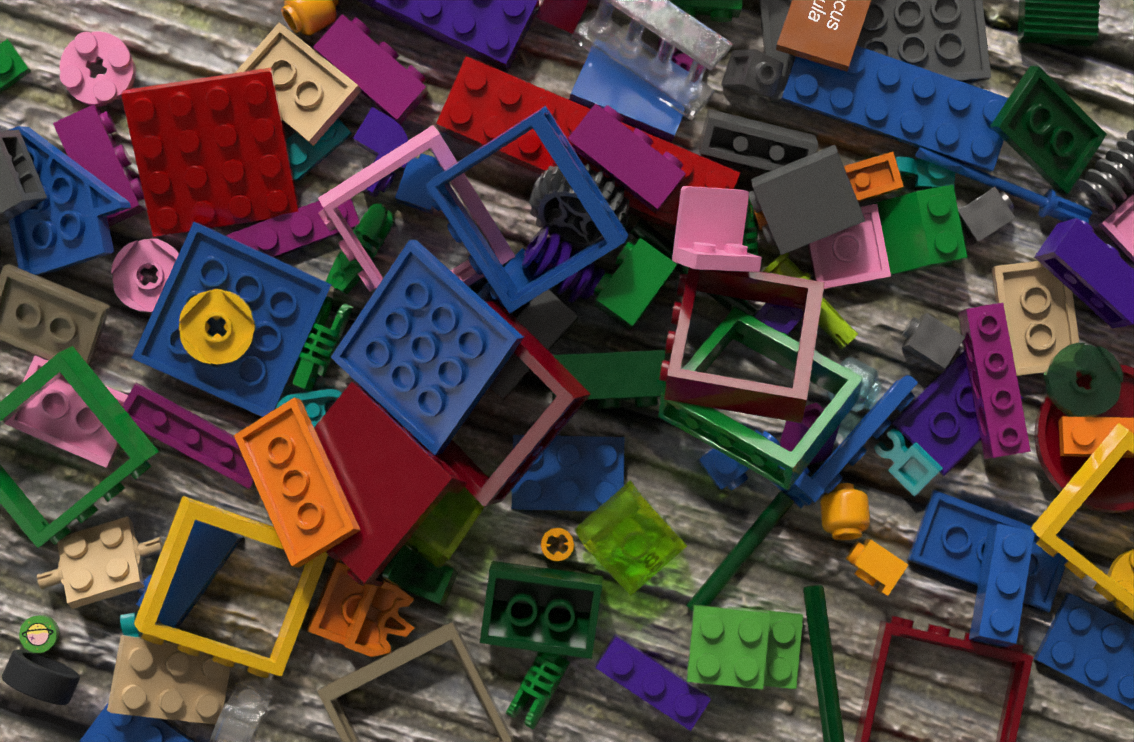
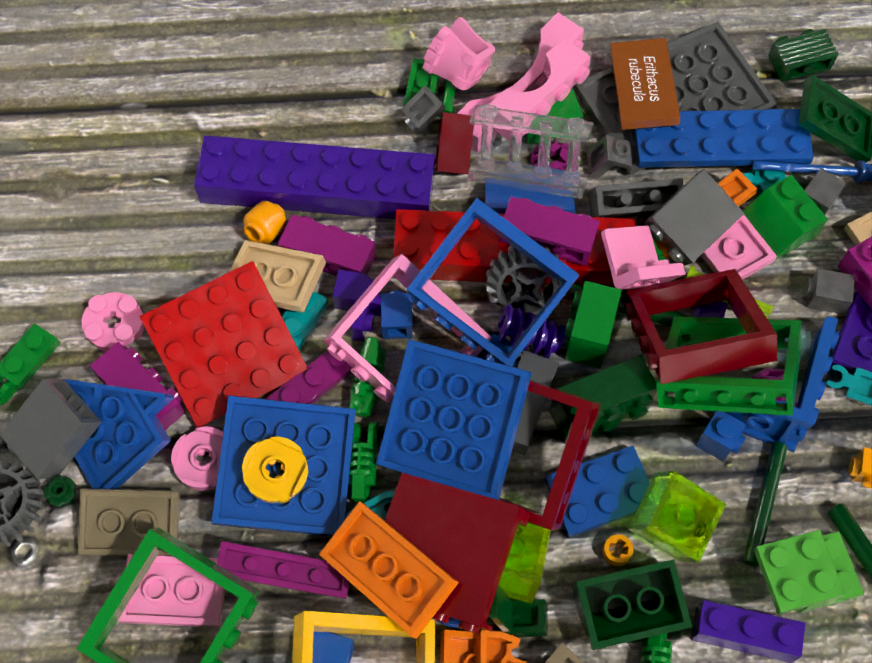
camera: 20 degrees left, 20 degrees down
(845, 512) = (831, 438): light orange head -> none

